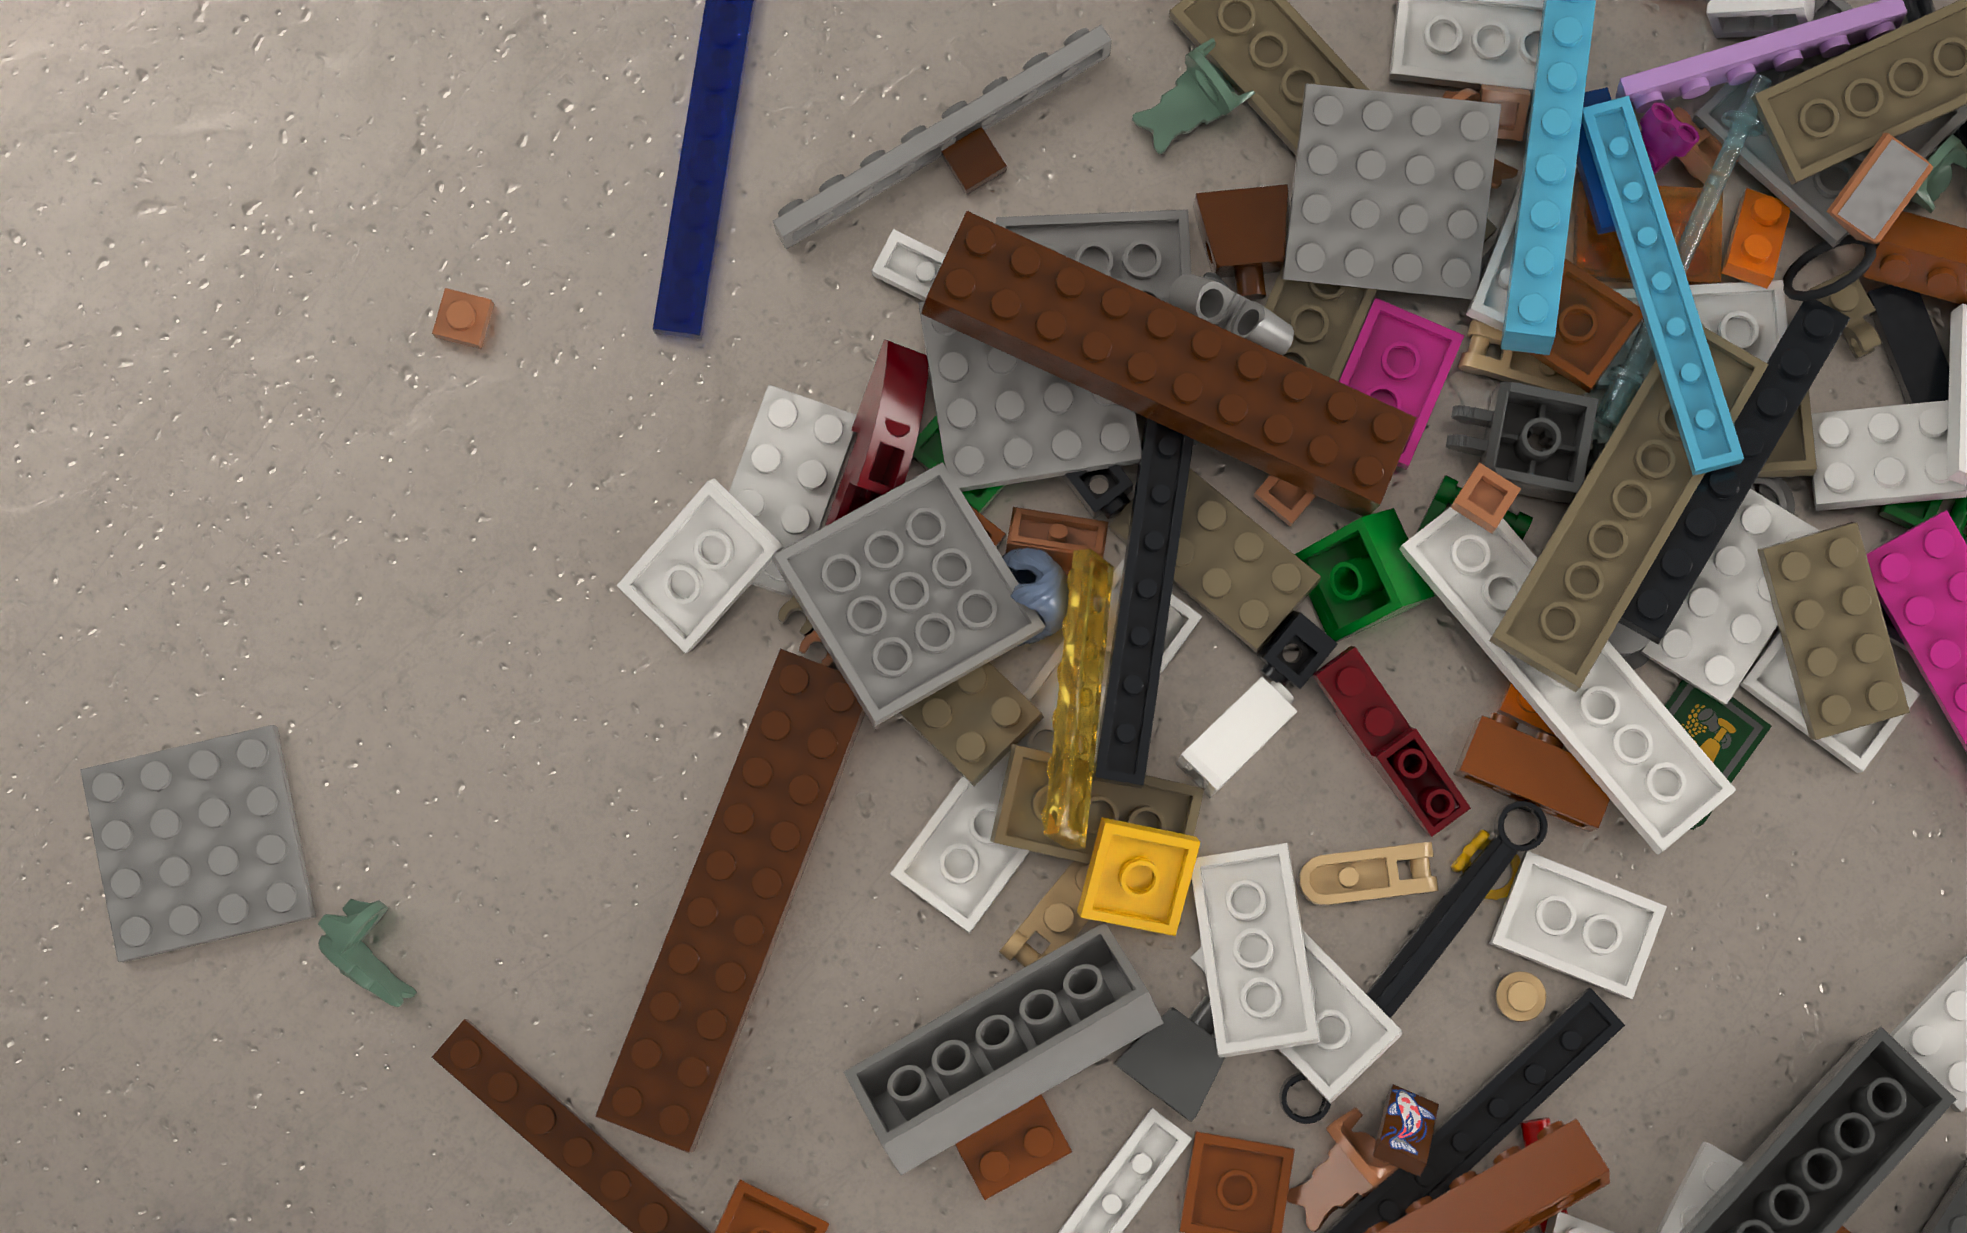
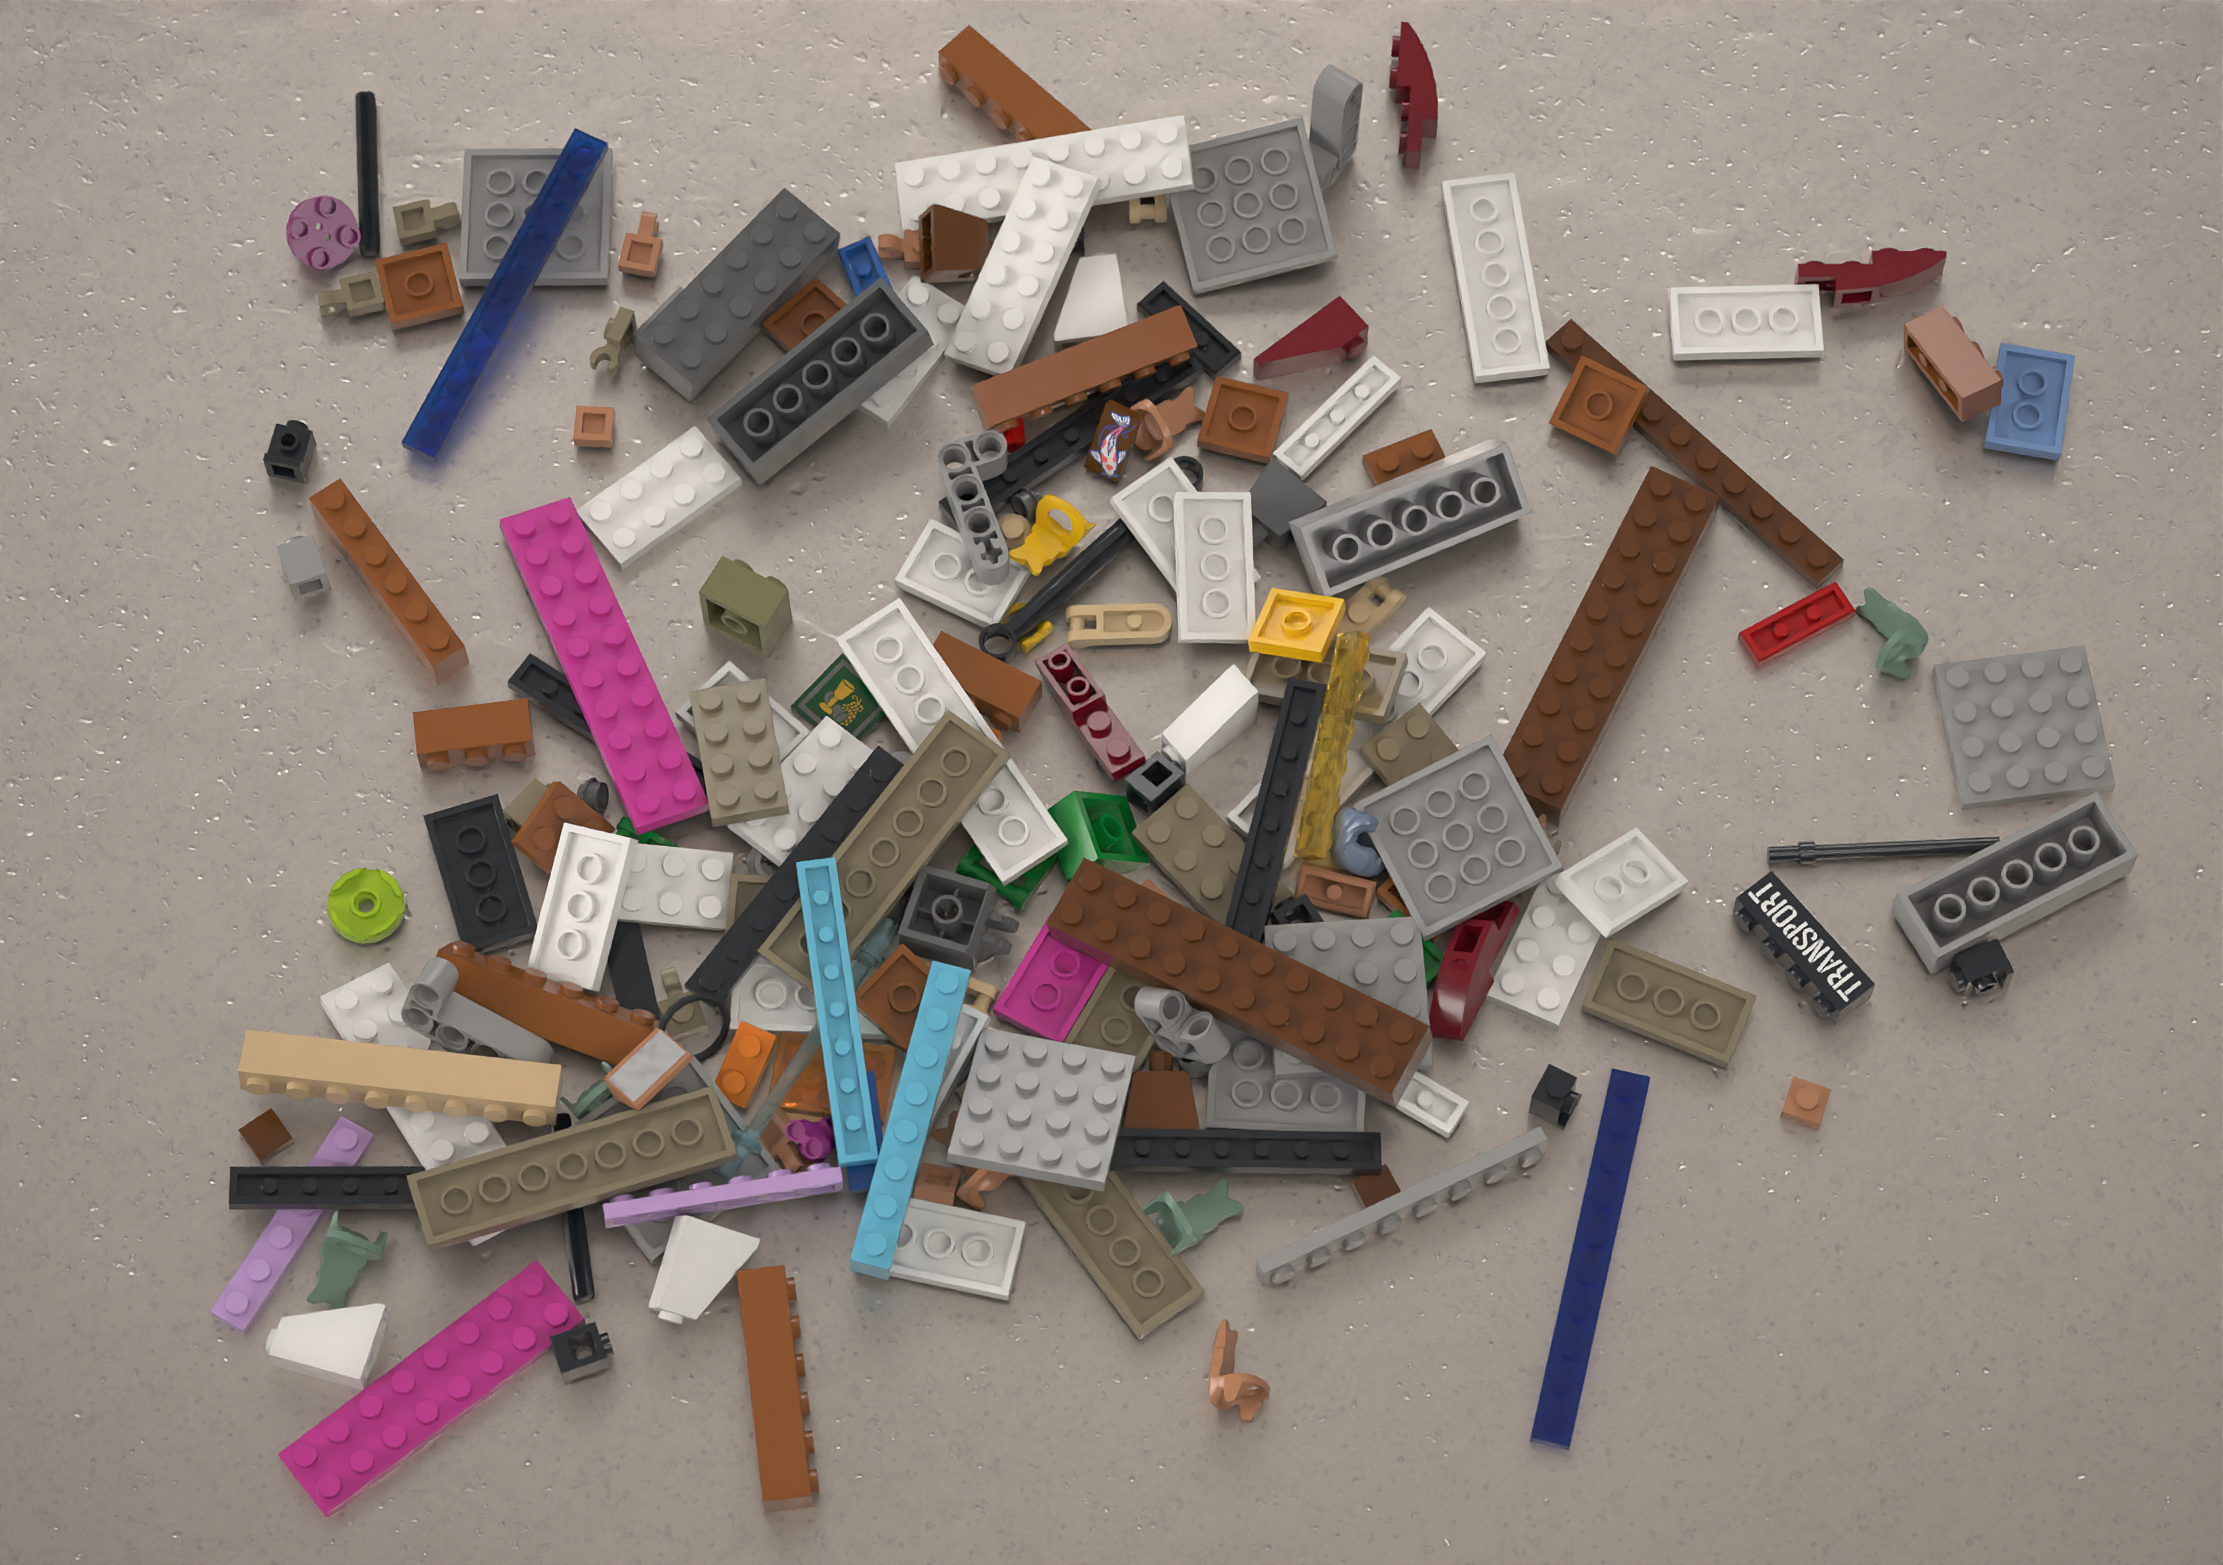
camera: 175 degrees left, 15 degrees down
(204, 613) = (2014, 882): none -> light grey brick
(250, 502) = (1981, 969): none -> black brick
(468, 644) = (1808, 852): none -> black bar
(471, 509) = (1802, 948): none -> black brick
(491, 962) = (1796, 624): none -> red tile
(633, 424) = (1668, 1003): none -> dark tan plate
(767, 287) = (1555, 1097): none -> black brick
(1133, 176) = (1247, 1151): none -> black plate
(1471, 986) = (1048, 538): none -> yellow hair
(1485, 498) = (998, 864): nougat plate -> none
(1505, 1037) = (1026, 503): none -> dark grey plate
(1569, 1007) = (979, 510): none -> light grey beam
(1856, 840) = (746, 605): none -> olive brick

